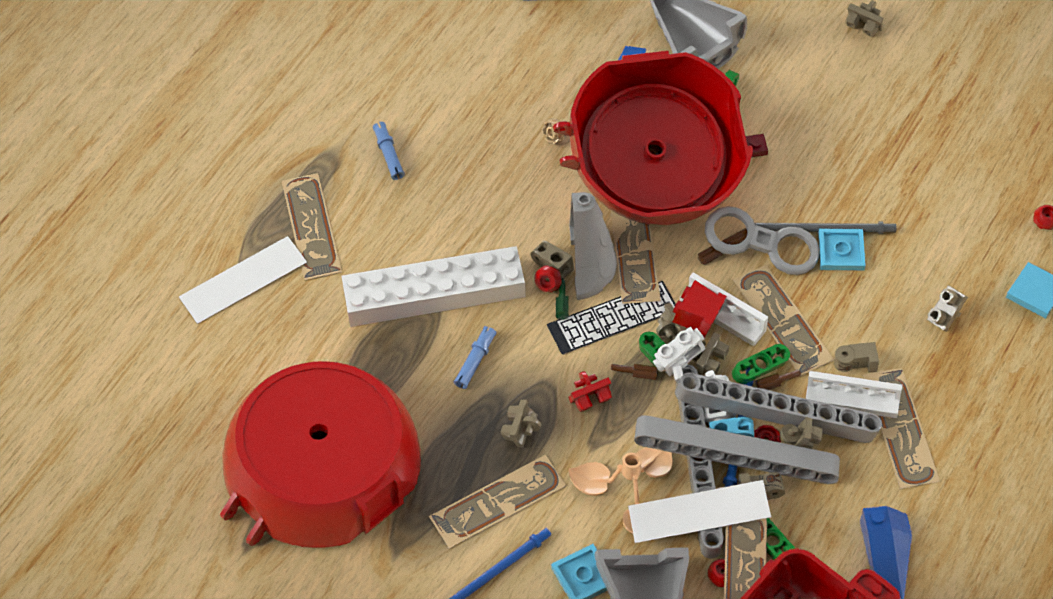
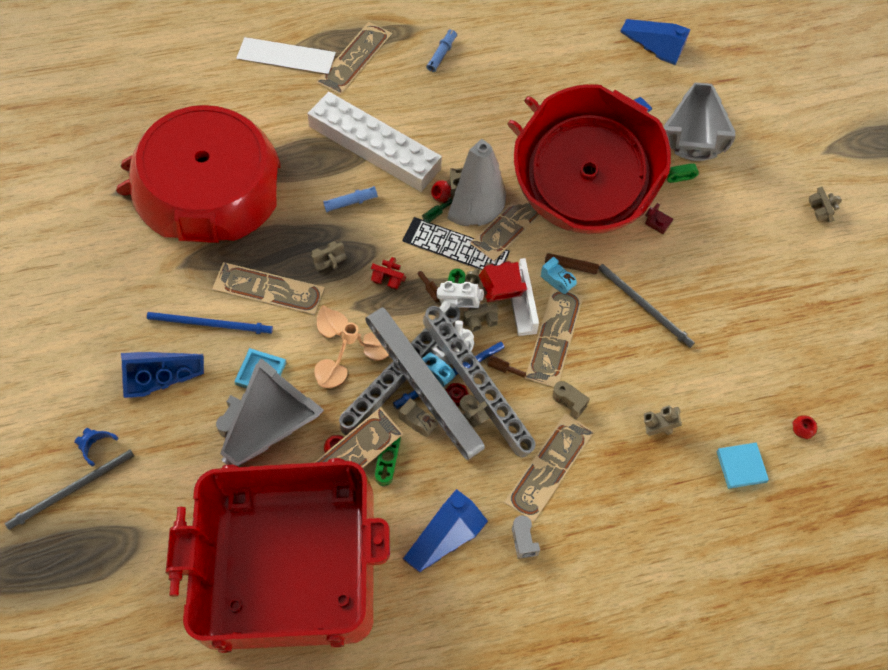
camera: 40 degrees right, 5 degrees up
(699, 511) = (360, 397): white sticker -> none
(731, 265) = (558, 276): none -> medium azure leg
(762, 240) = (594, 278): light grey bar -> none
(765, 355) = (498, 352): green beam -> none
(841, 249) = (641, 327): medium azure tile -> none
(853, 395) = (540, 418): white fence -> none
(949, 499) = (522, 538): none -> light grey leg

